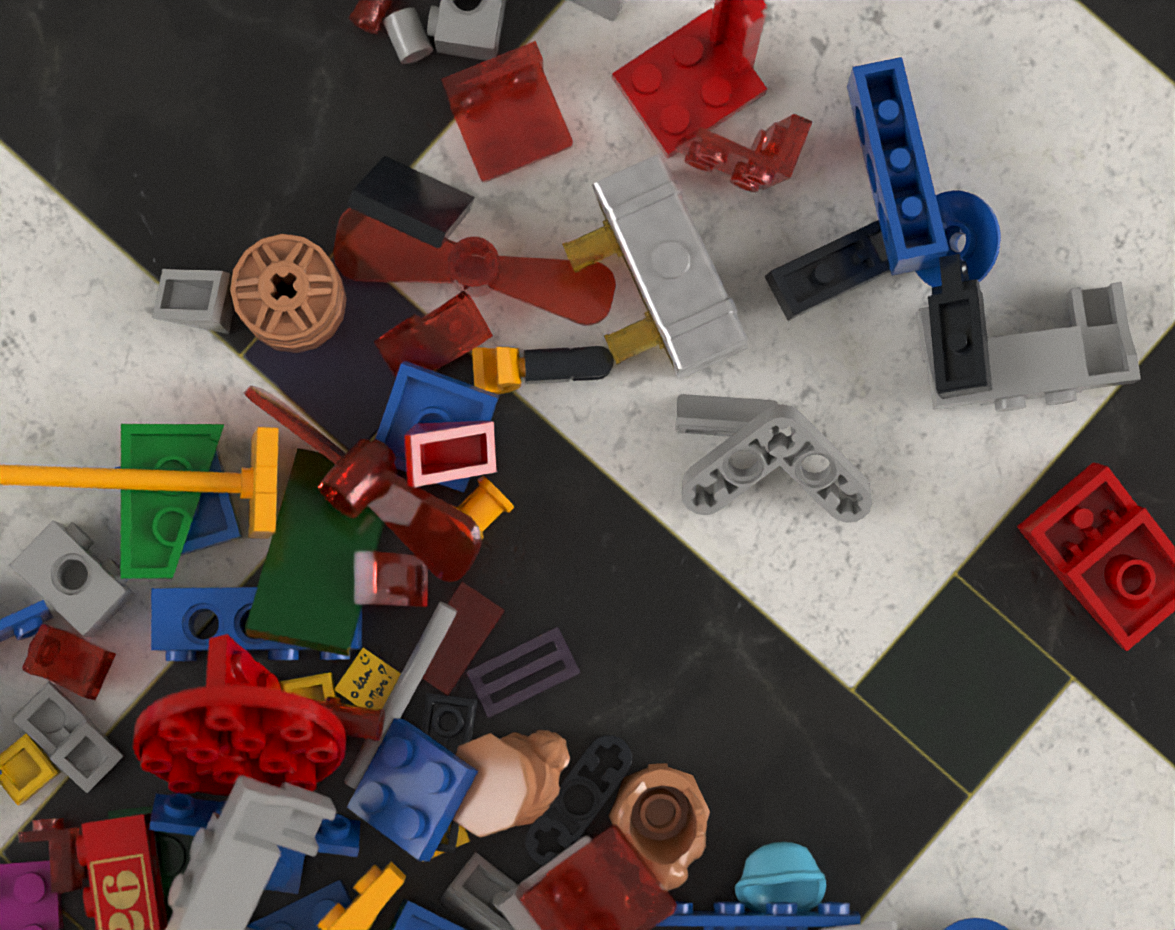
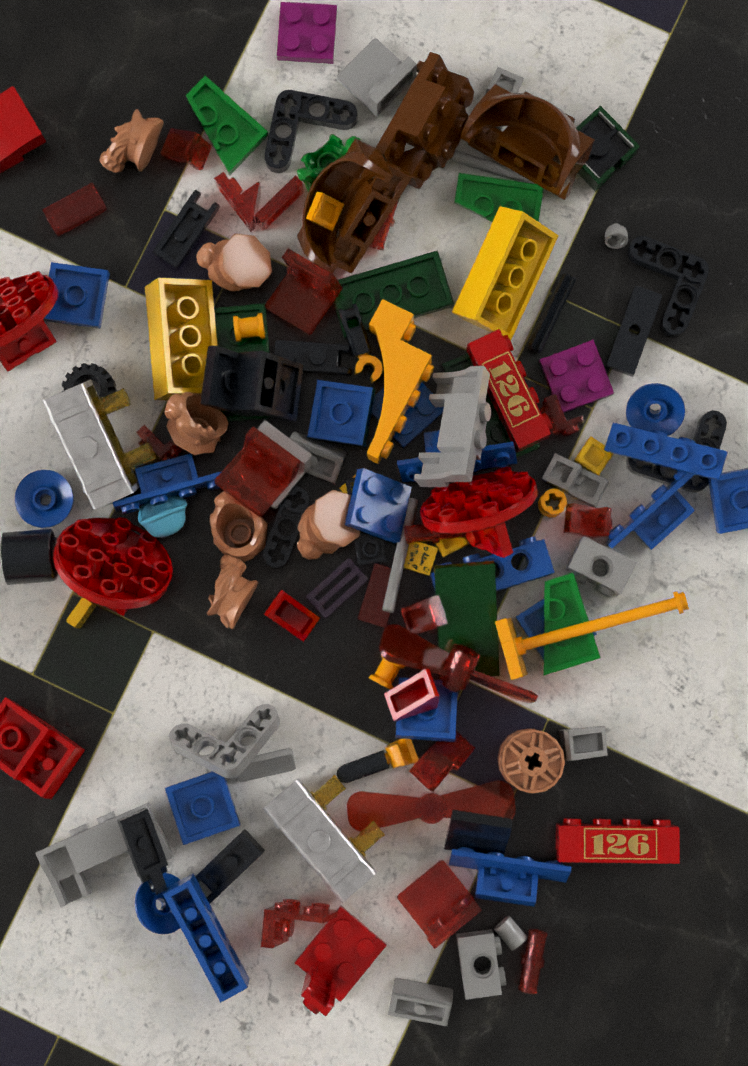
camera: 160 degrees right, 0 degrees up
(110, 695) = (548, 511): none -> light orange bush
(191, 125) = (617, 842): none -> red brick
(385, 120) = (506, 877): none -> blue bracket
(611, 646) = (292, 615): none -> red slope
(701, 716) = (231, 591): none -> nougat piece
(848, 376) = (202, 807): none -> blue plate
(887, 820) = (112, 563): none -> red bracket
(964, 755) = (81, 613): none -> yellow tile
(1024, 875) = (28, 556): none -> black piece

